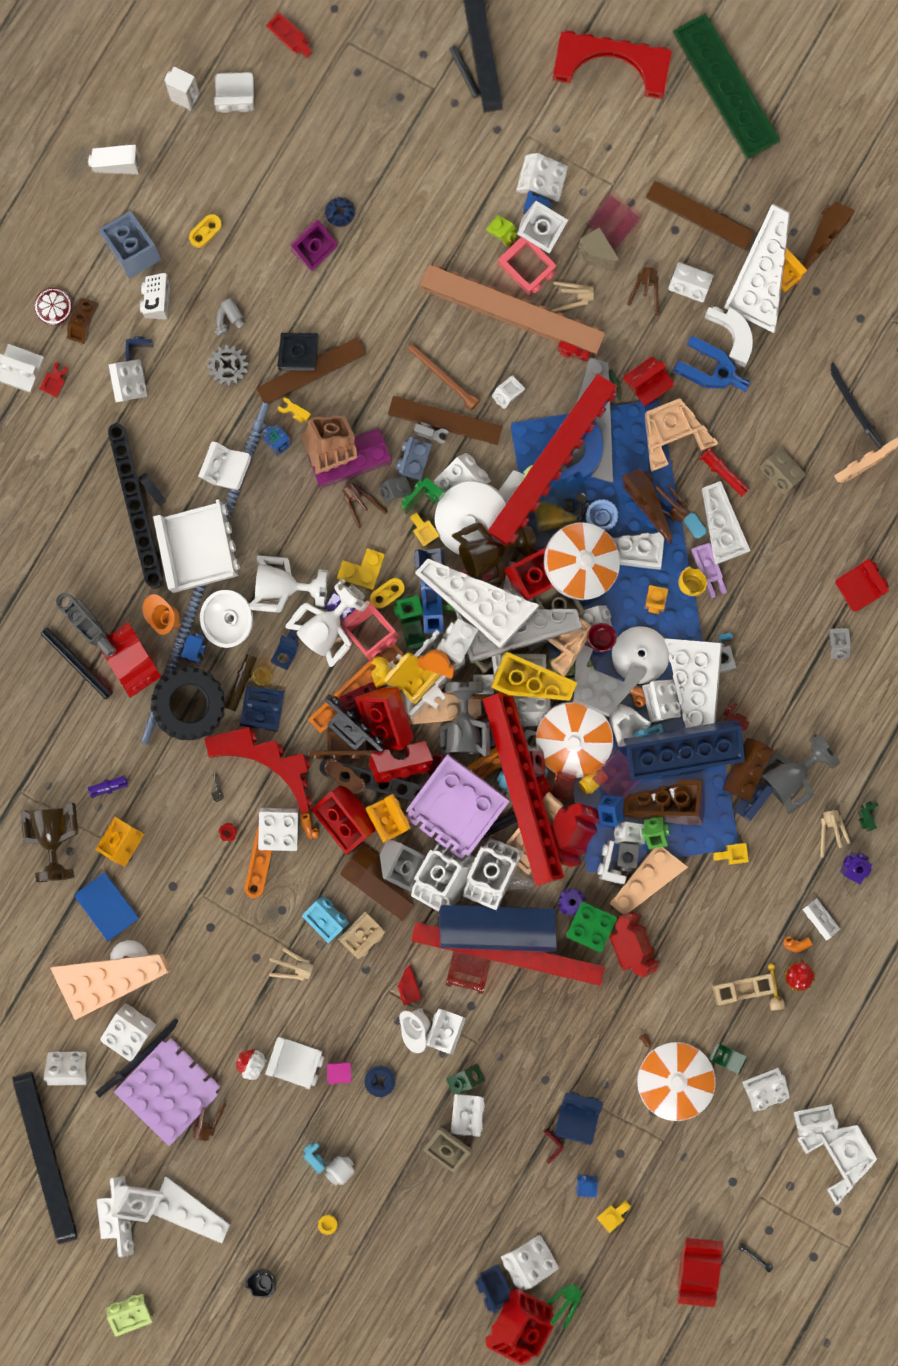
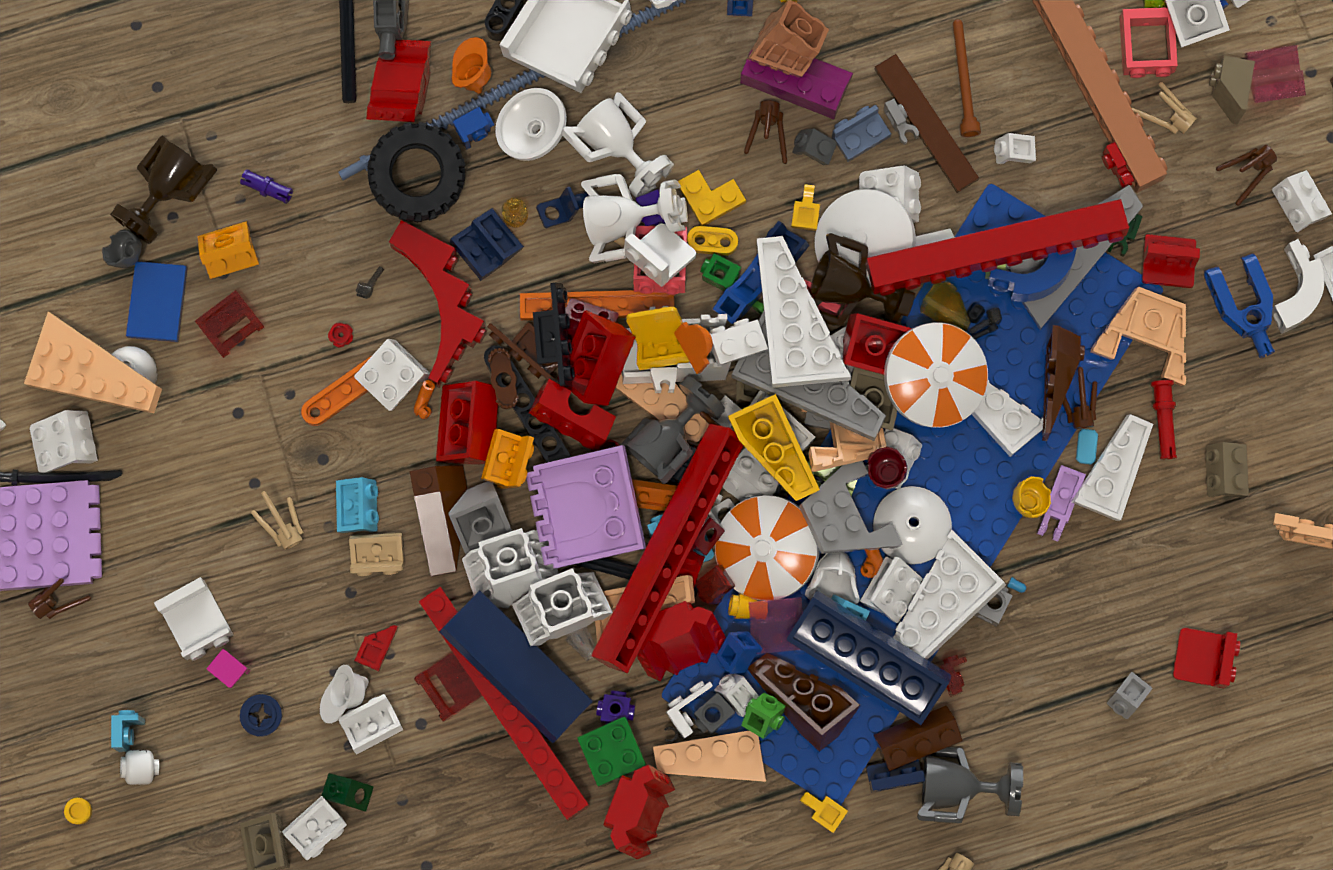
camera: 45 degrees right, 5 degrees down
(61, 895) = (123, 250): none -> dark grey hair
(153, 881) = (224, 317): none -> clear red plate
(240, 683) = (497, 196): dark brown pin -> none
(250, 1063) = (149, 580): white piece -> none
(368, 628) = (659, 253): none -> white bracket
(381, 670) = (640, 303): yellow hair -> none
(413, 633) = (702, 300): dark green bracket -> none
(423, 486) = (839, 166): green bracket -> none
(602, 514) = (1000, 350): light blue hat -> none
(656, 599) = (978, 483): light orange bracket -> none

